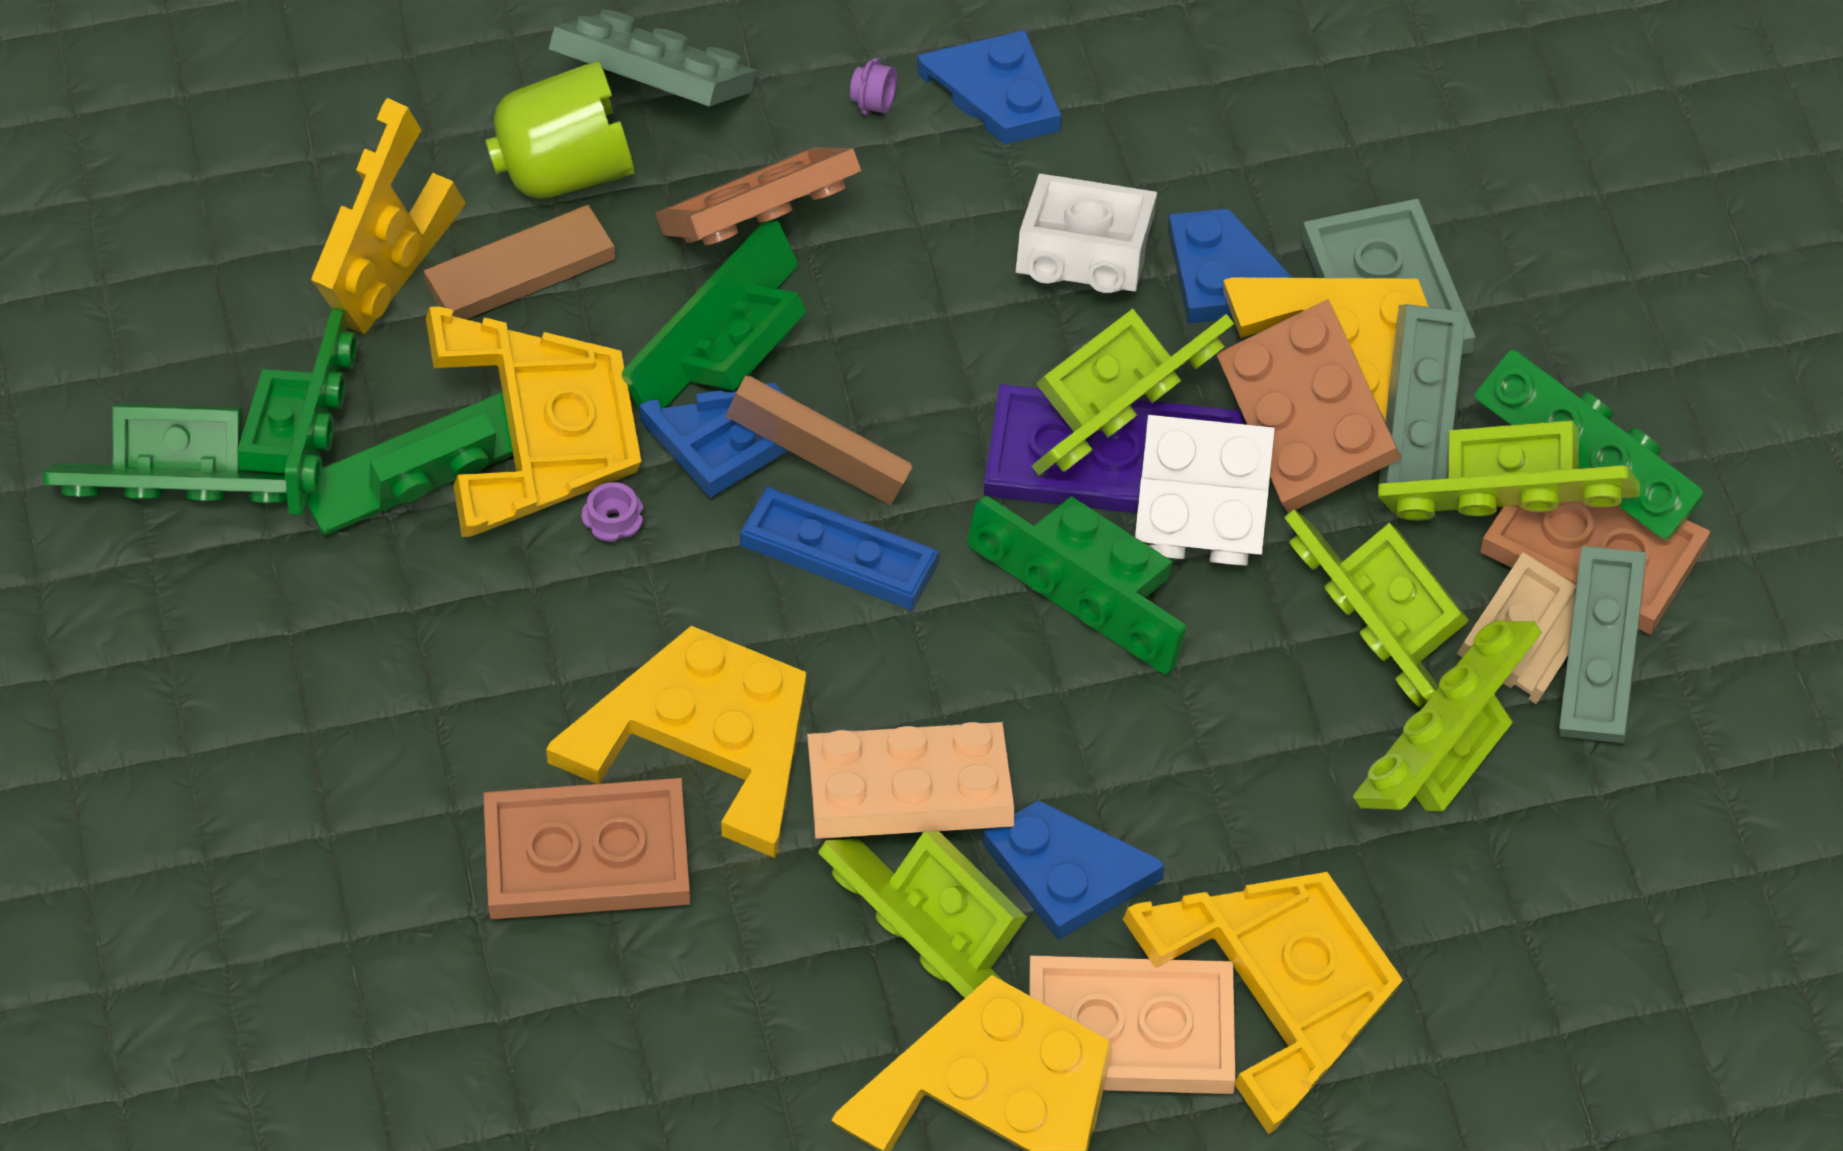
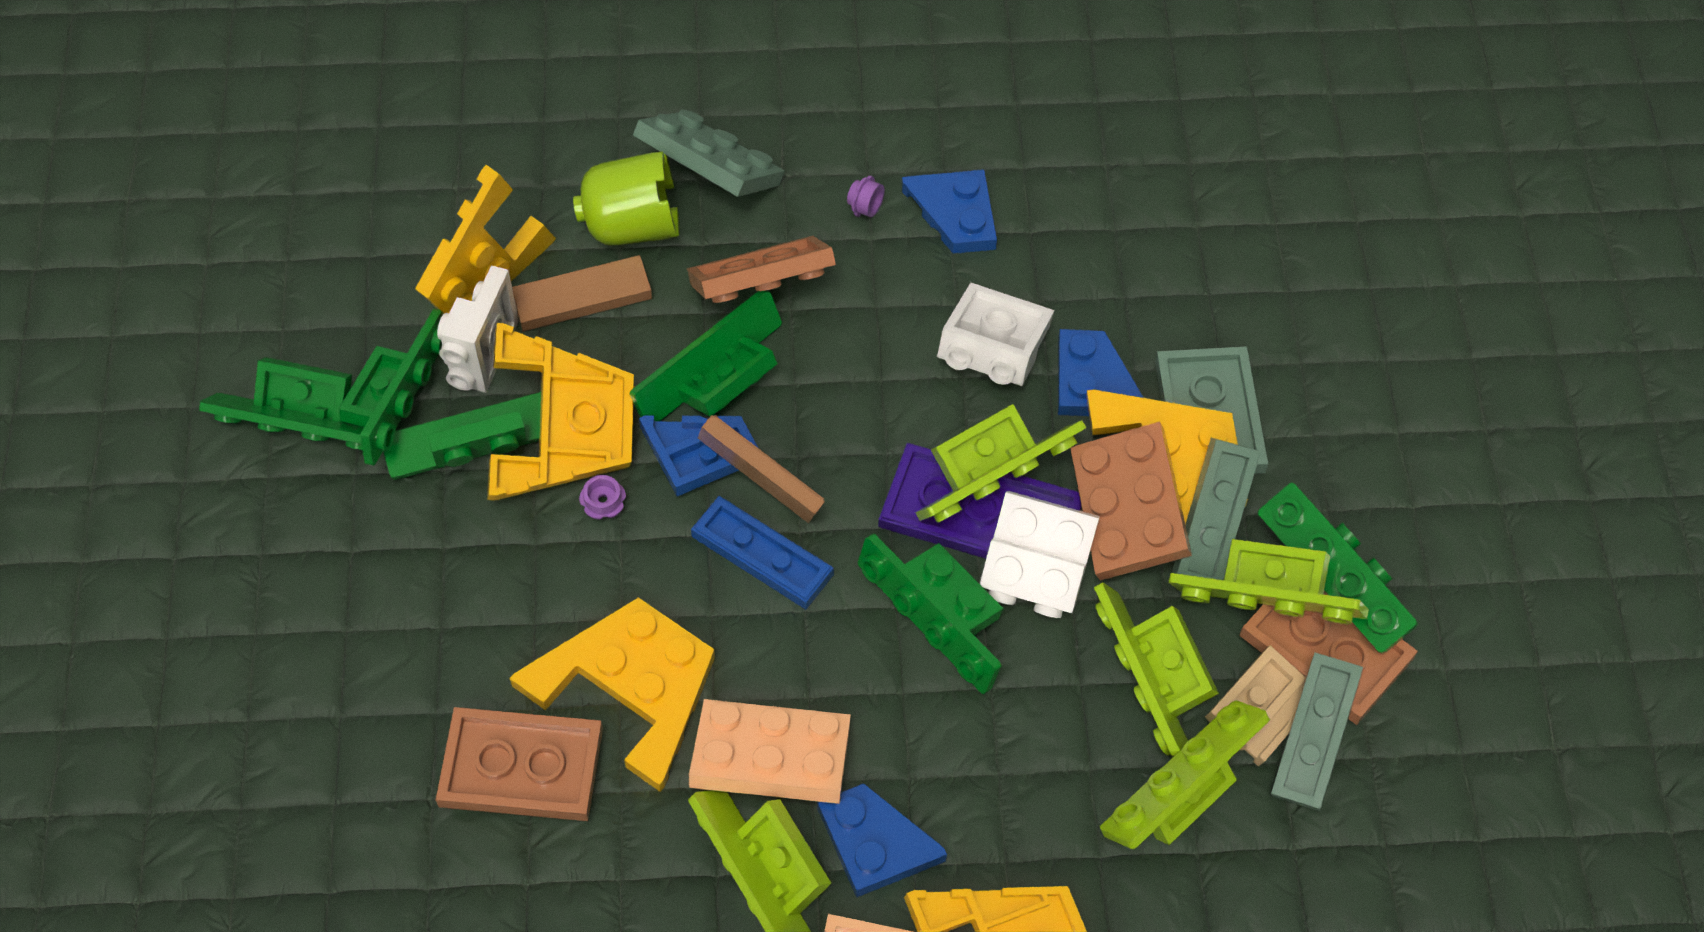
camera: 10 degrees right, 5 degrees up
(394, 329) = (470, 331): none -> white plate

